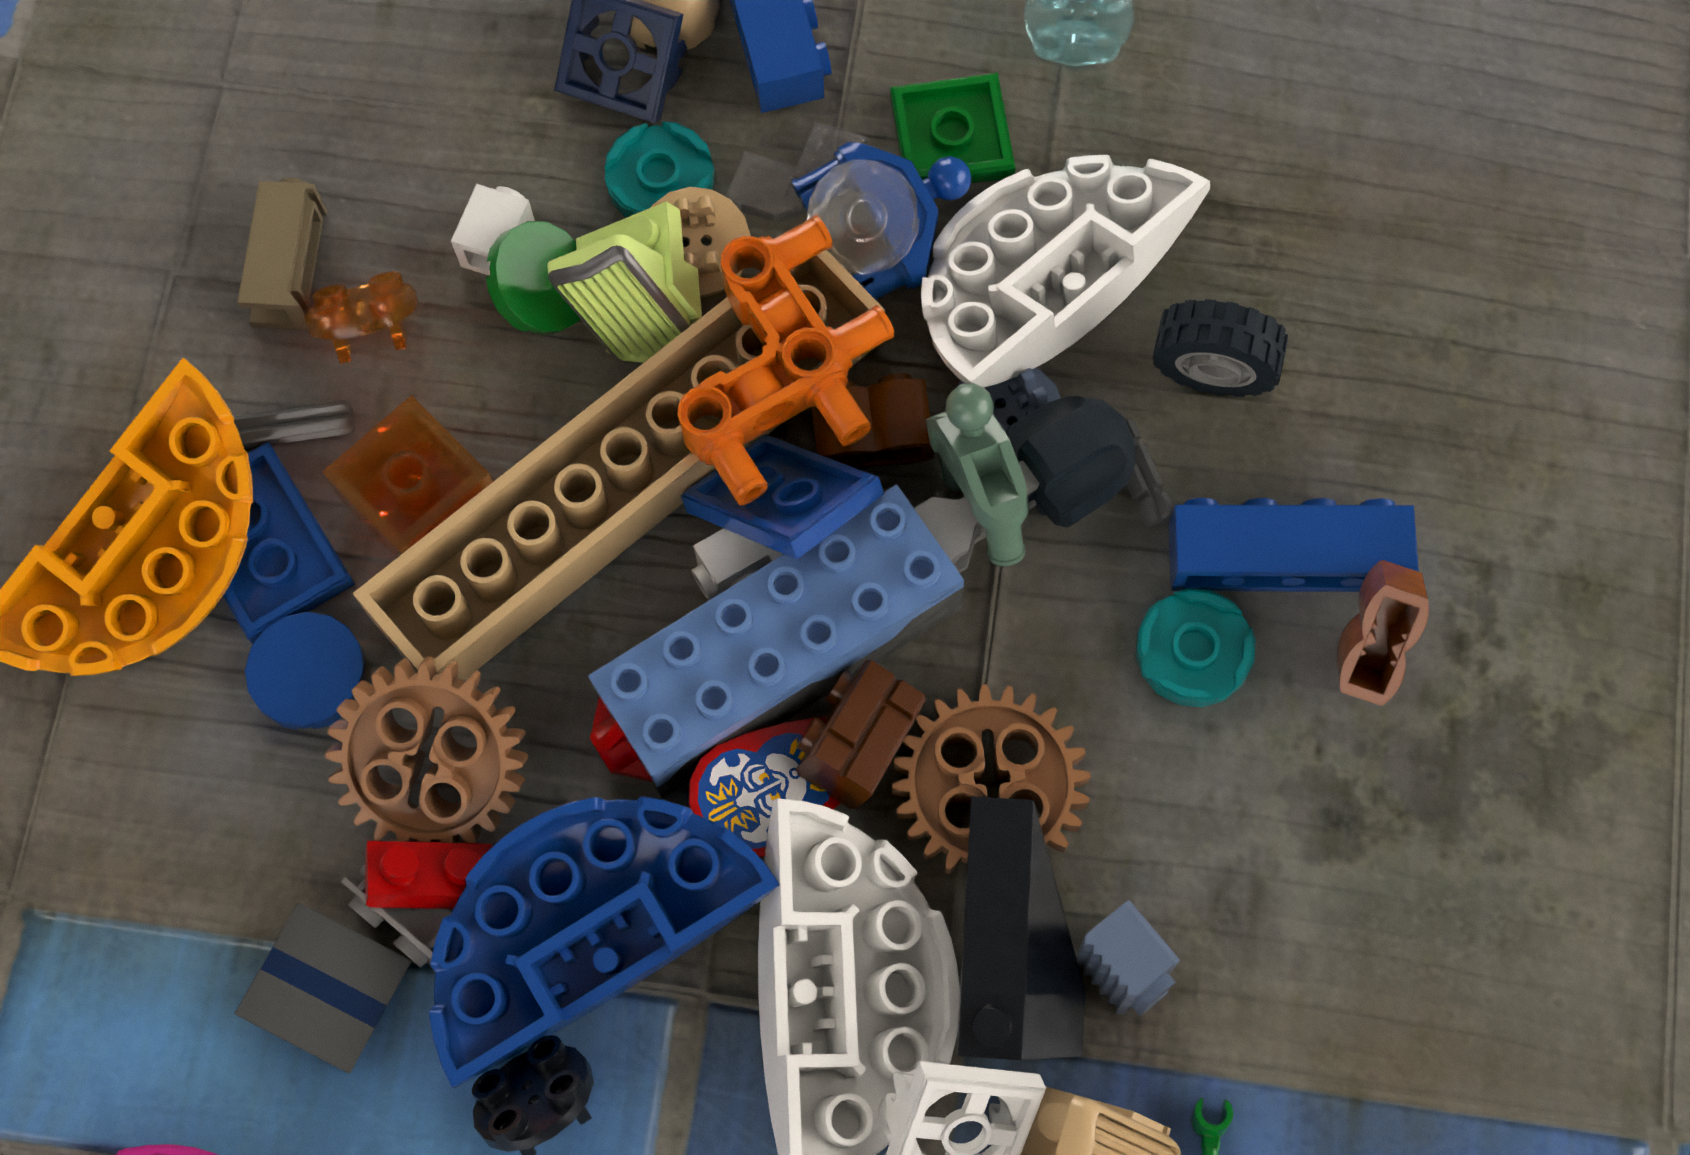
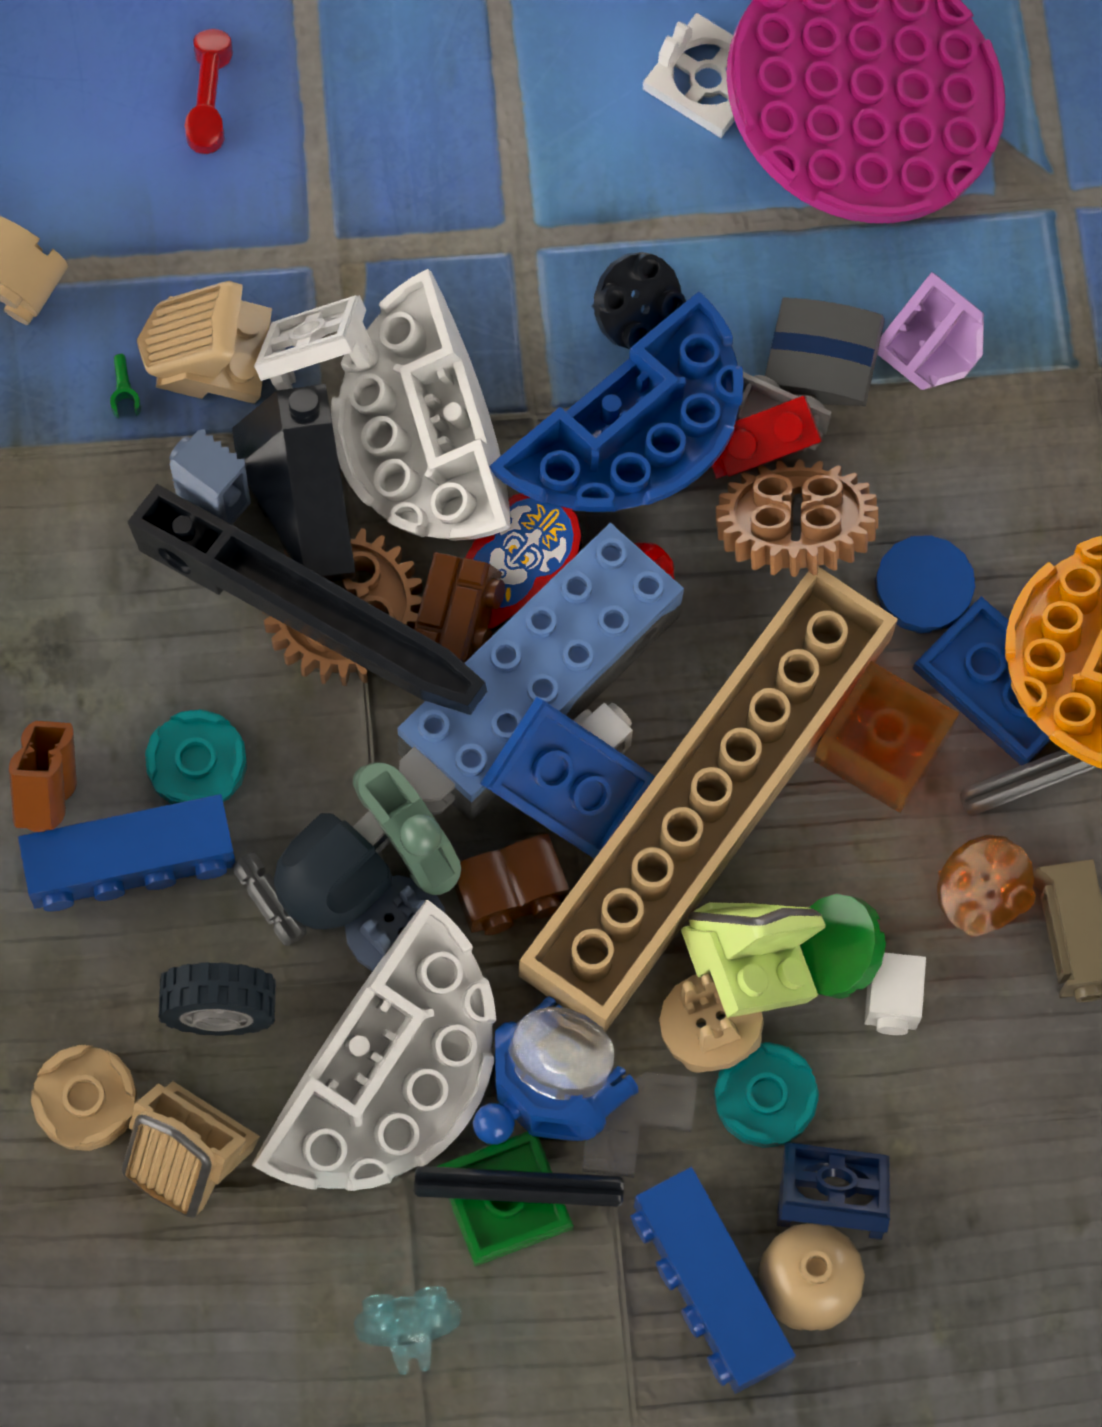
camera: 160 degrees right, 0 degrees up
(183, 976) = (934, 336): none -> lavender slope
(771, 385) = (597, 903): orange pin -> none
(937, 120) = (519, 1186): none -> black axle
(1047, 764) = (240, 564): none -> black piece
(1270, 224) = (182, 1148): none -> tan piece
(1372, 313) = (84, 1097): none -> tan tile

